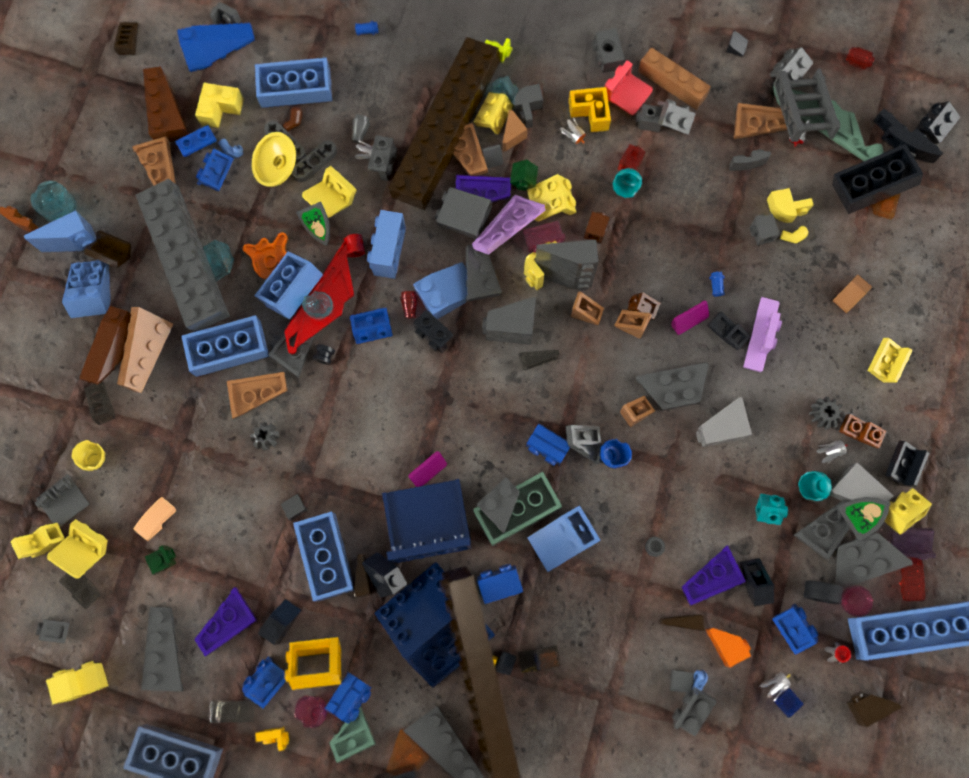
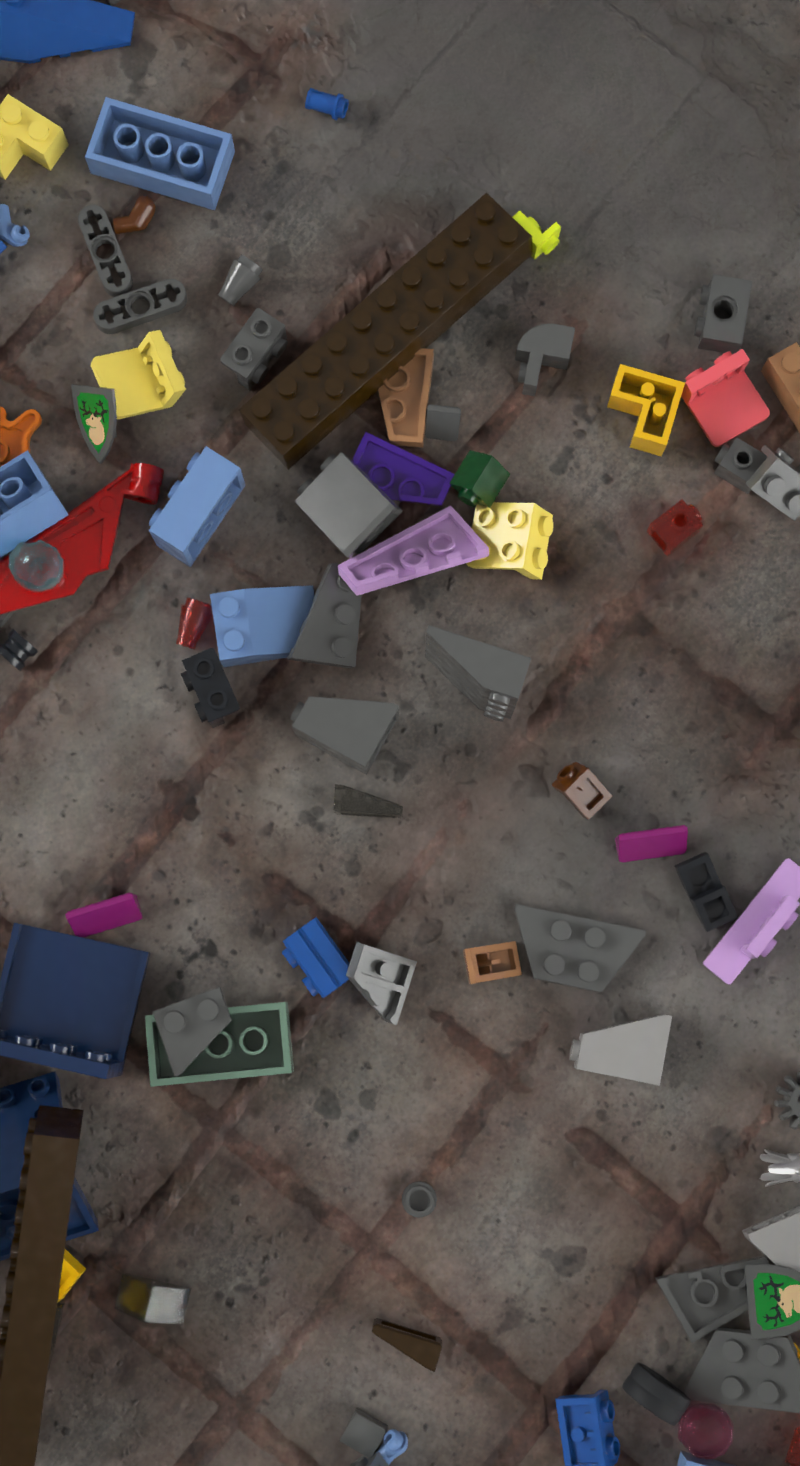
camera: 20 degrees right, 5 degrees up
(273, 159) = (70, 278): light yellow dish -> none
(366, 149) = (235, 322): flat silver piece -> none
(371, 325) = (114, 632): blue bracket -> none
(494, 112) = (479, 344): light yellow bracket -> none
(499, 583) = (139, 1152): blue brick -> none
(505, 84) = (519, 302): clear light blue bracket -> none
(506, 663) = (95, 1283): black slope -> none
(514, 131) = (497, 393): medium nougat slope -> none
(533, 273) = (417, 658): light yellow bracket -> none
(543, 234) = (467, 600): clear pink bracket -> none
(563, 538) = (274, 1124): medium blue slope -> none
(578, 133) = (605, 441): flat silver piece -> none
(586, 309) = (483, 756): medium nougat slope -> none
(596, 227) = (564, 620): reddish brown brick -> none
(615, 454) = (421, 1020): blue hair -> none
(627, 183) = (648, 564): teal hair -> none
(633, 322) = (550, 810): medium nougat slope -> none
(714, 578) = (491, 1293): dark purple wing -> none
(717, 284) = (723, 803): blue pin -> none
(729, 646) = (466, 1413): orange slope -> none
(758, 582) = (559, 1329): black slope -> none
(771, 509) = (635, 1221): teal brick -> none
(815, 485) = (726, 1214): teal hair -> none

